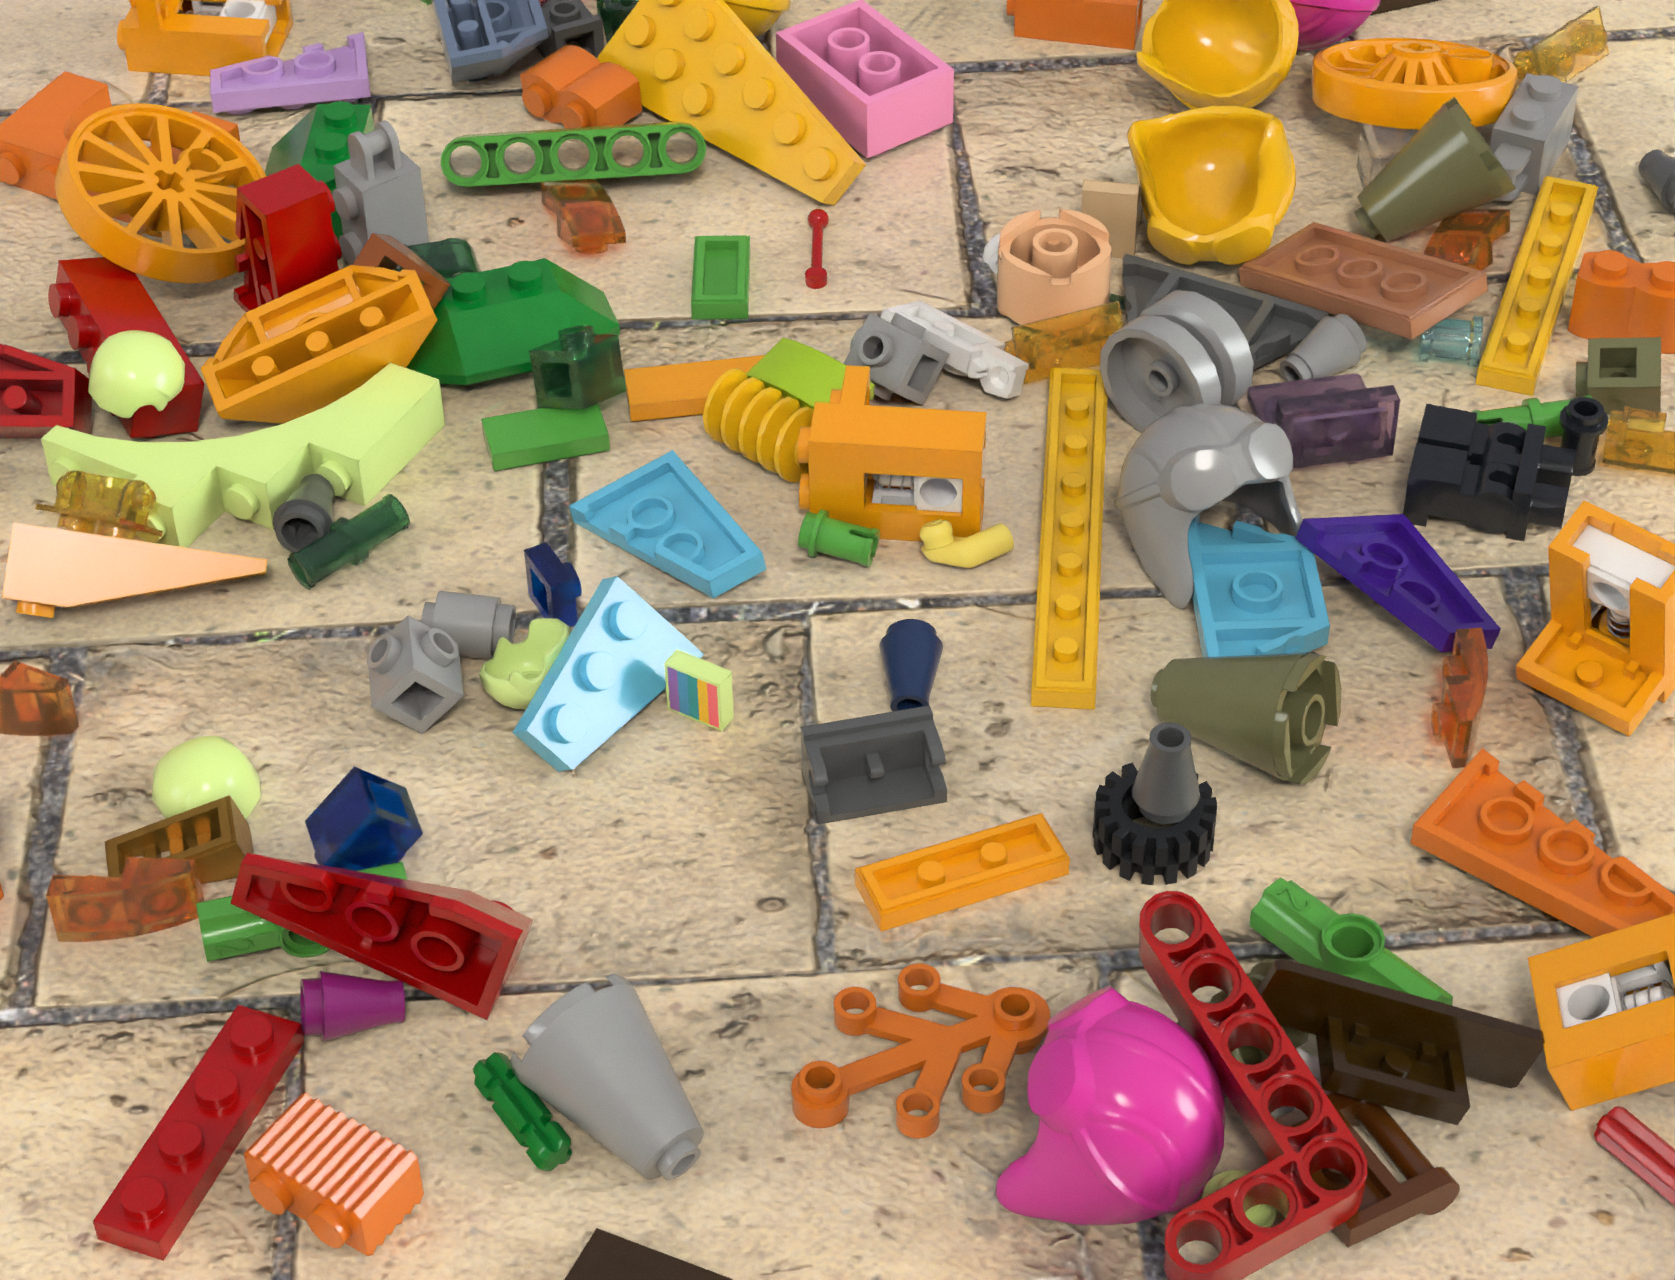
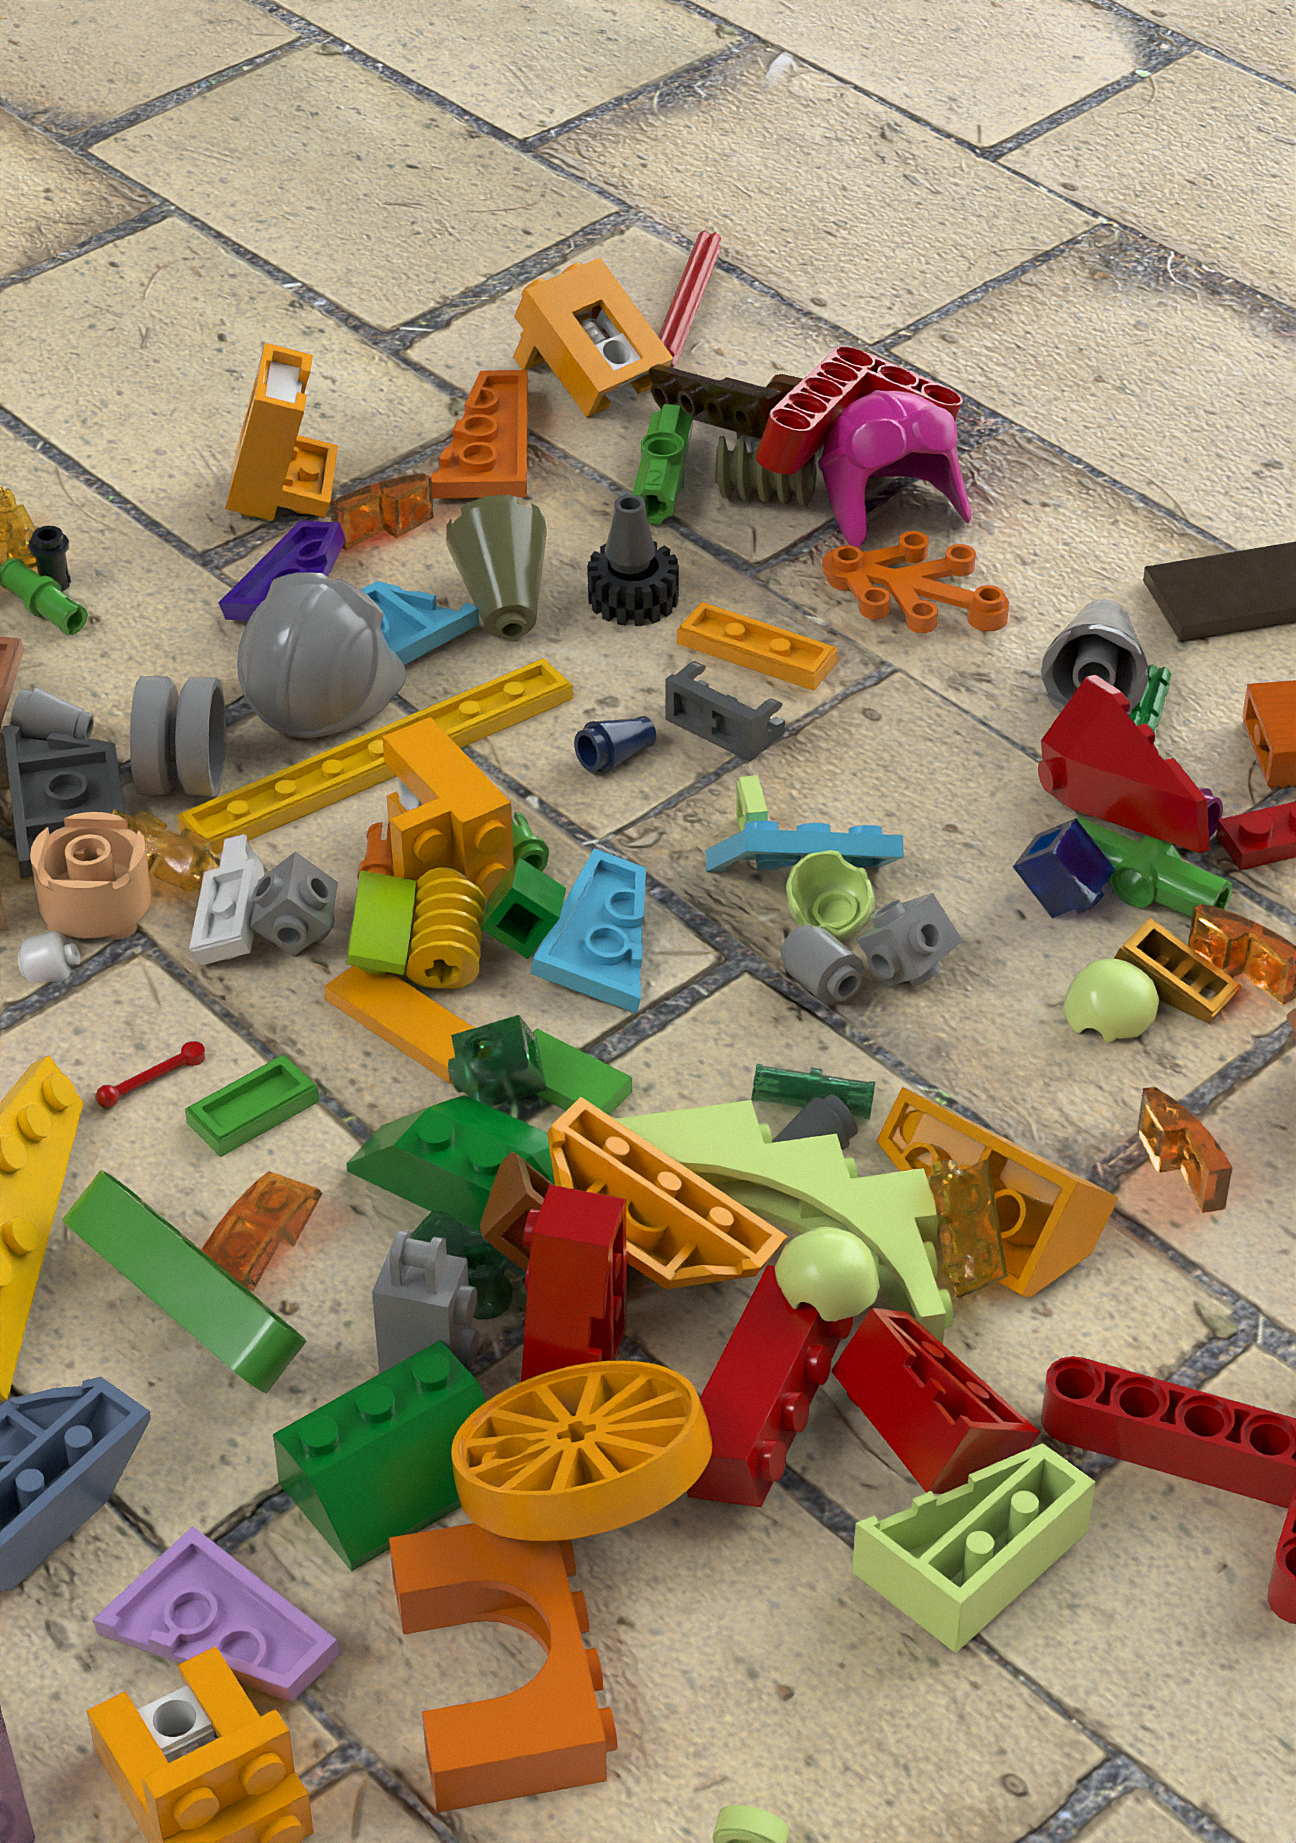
camera: 130 degrees left, 0 degrees up
(552, 584) = (738, 944): clear blue plate -> none
(580, 90) = (64, 1340): orange brick -> none
(732, 467) = (523, 908): none -> green brick
(1330, 417) = (147, 649): clear purple bracket -> none
(1486, 474) = (138, 584): black hips -> none

